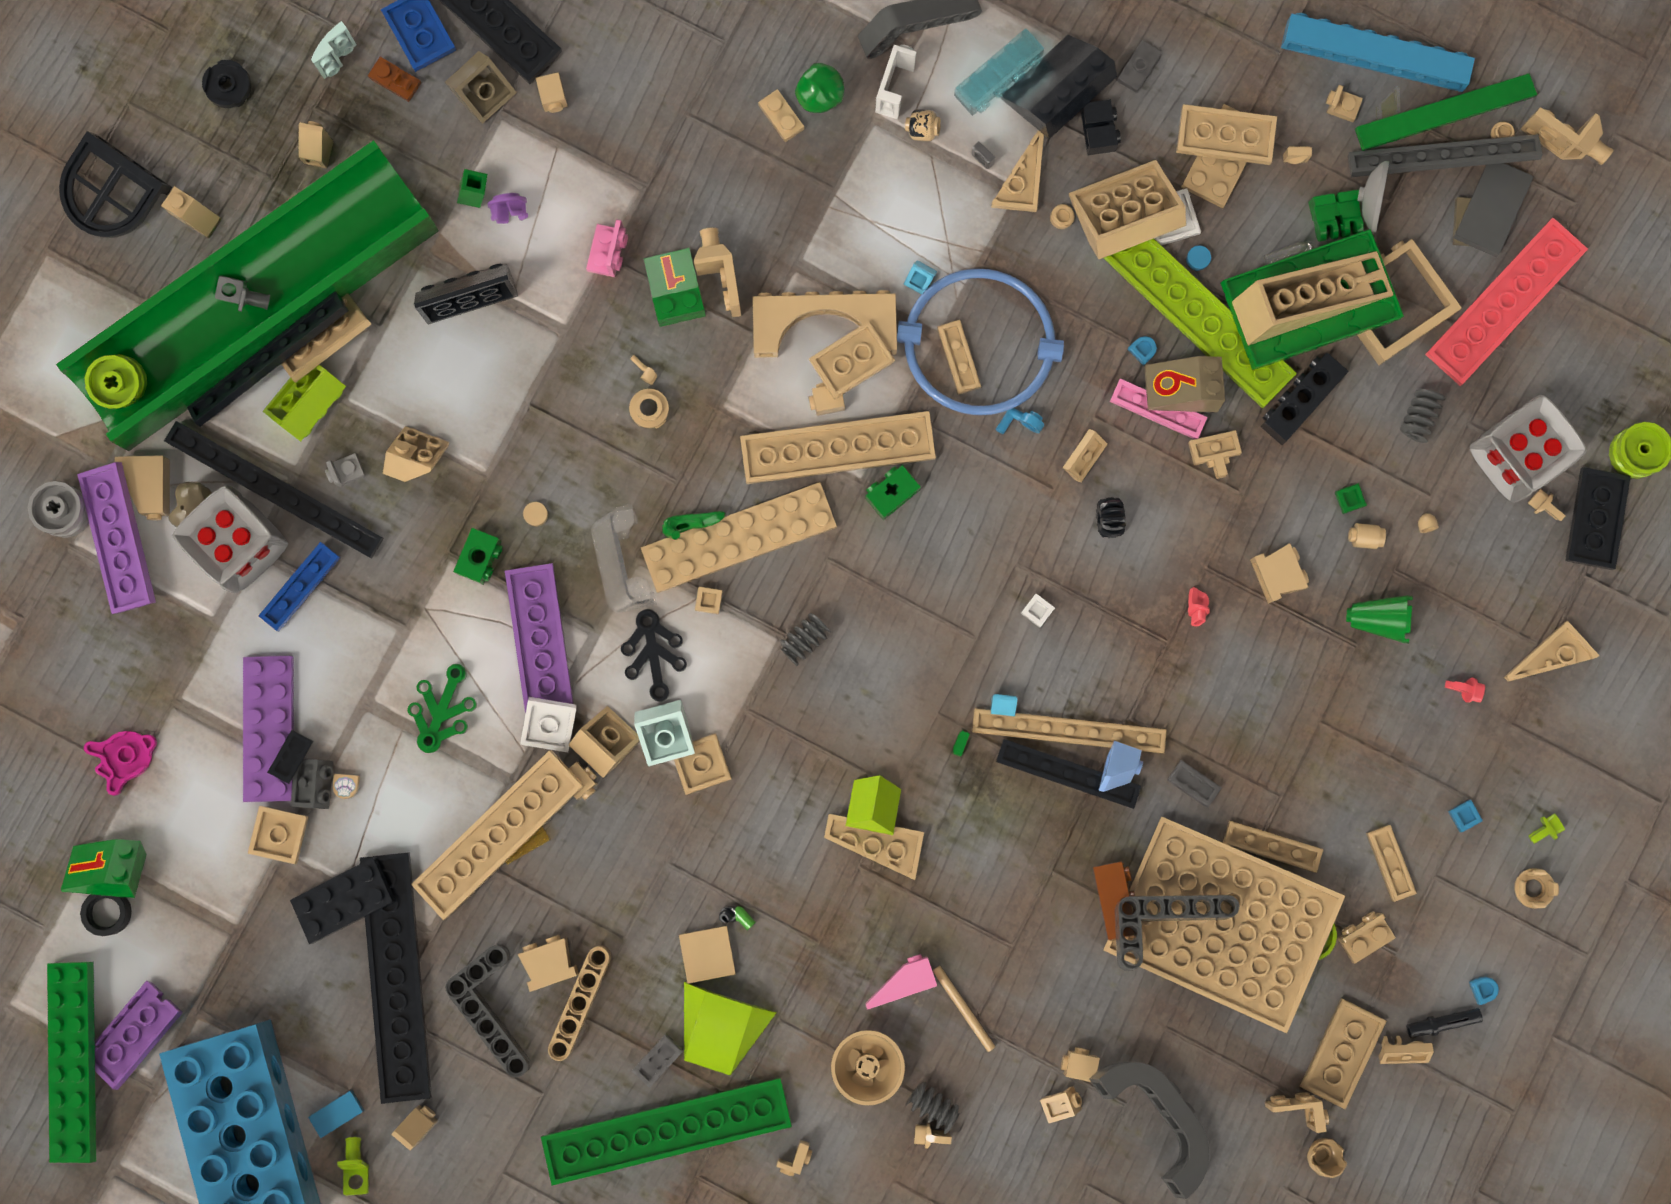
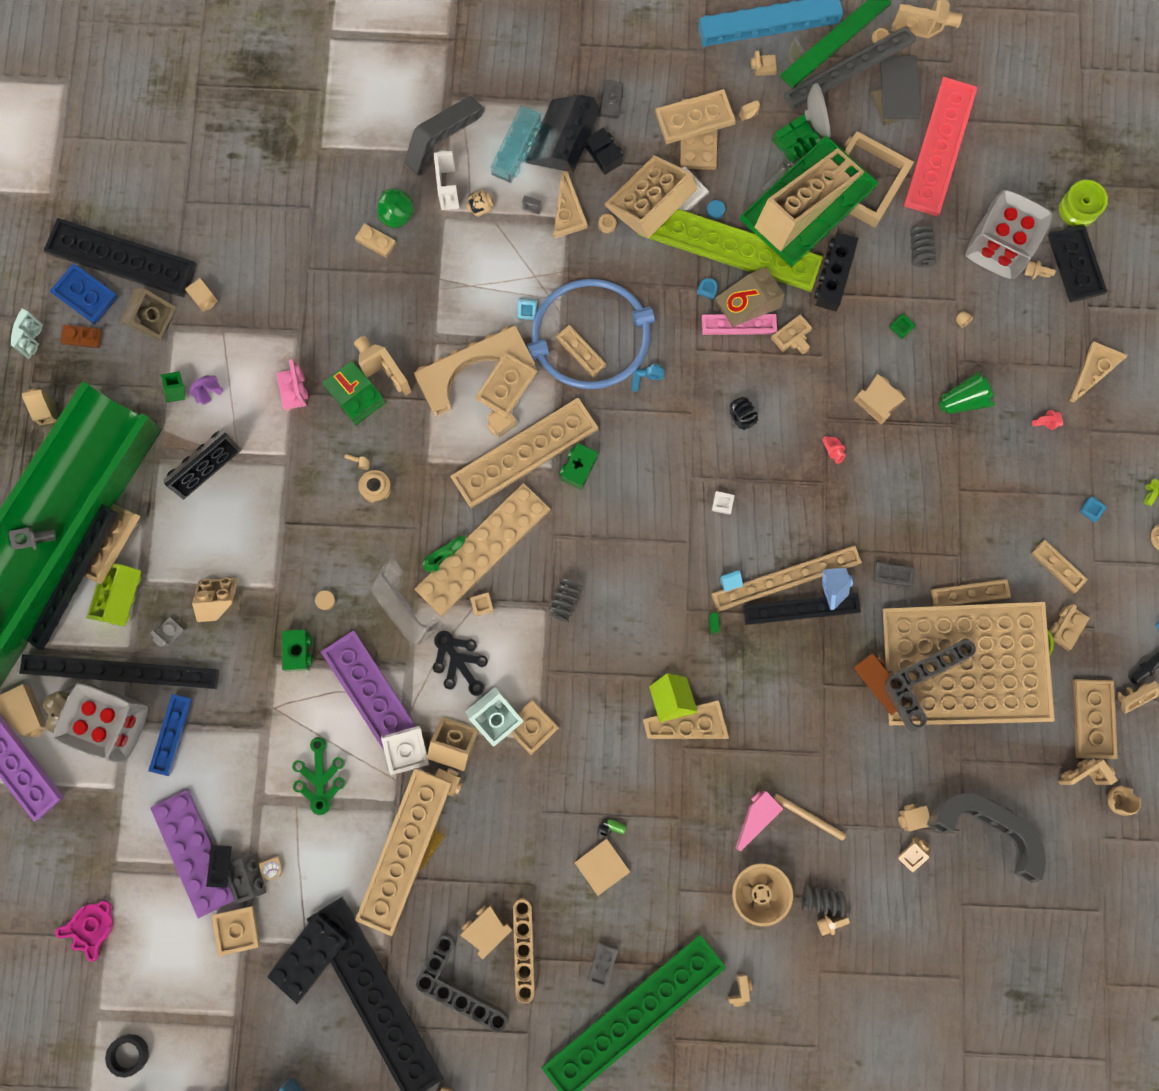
camera: 25 degrees left, 5 degrees down
(105, 868) = (112, 1021): green slope -> none
(720, 1028) = (637, 918): lime wedge -> none
(1085, 455) = (703, 379): tan plate -> none
(1367, 536) = (927, 346): tan brick -> none

